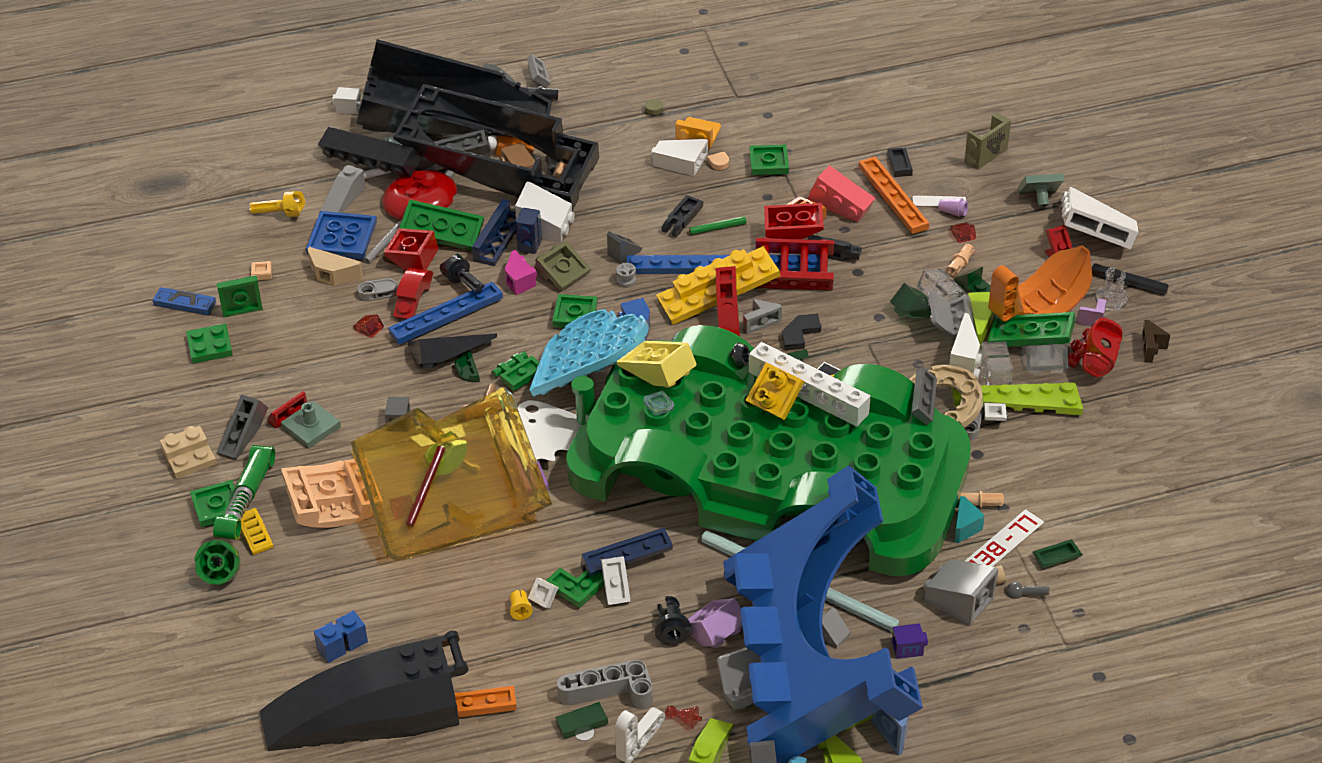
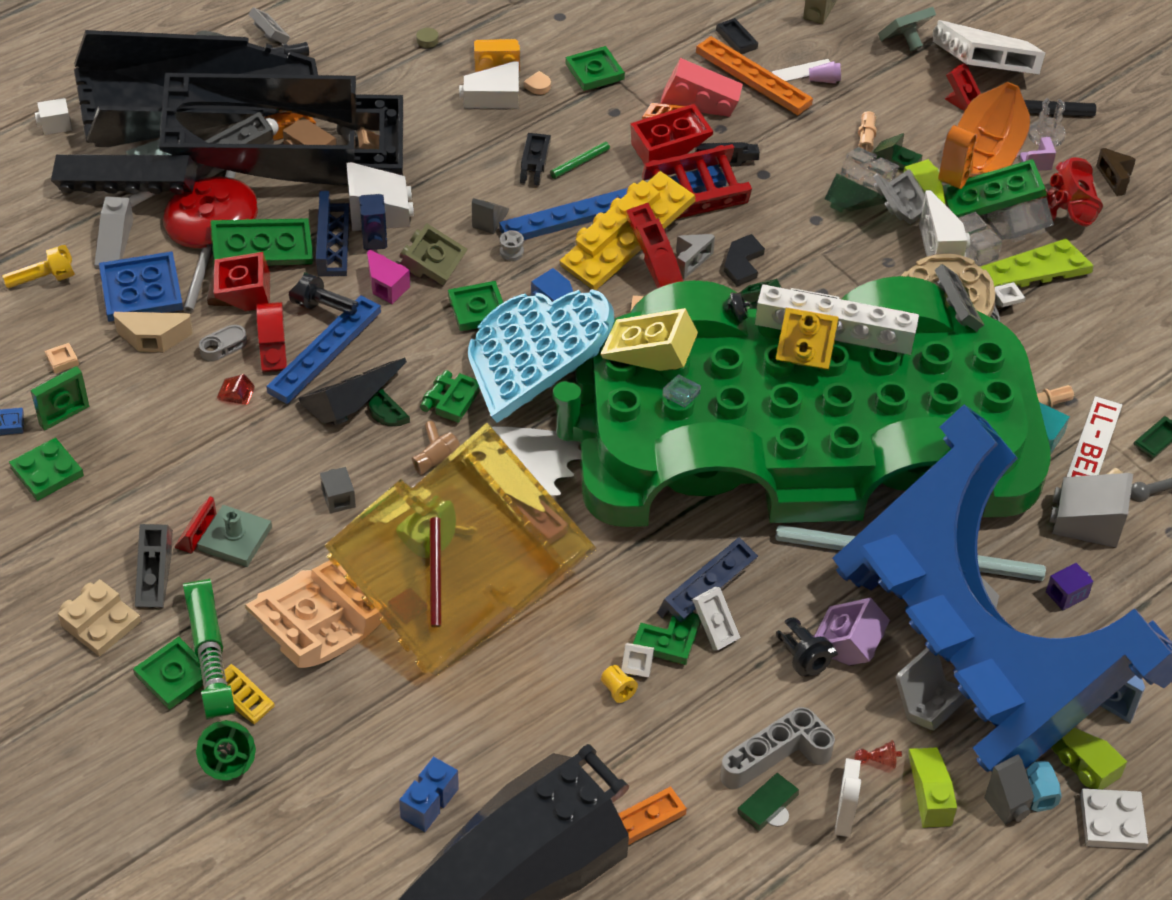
camera: 25 degrees left, 5 degrees up
(963, 232) = (850, 98): clear red slope -> none

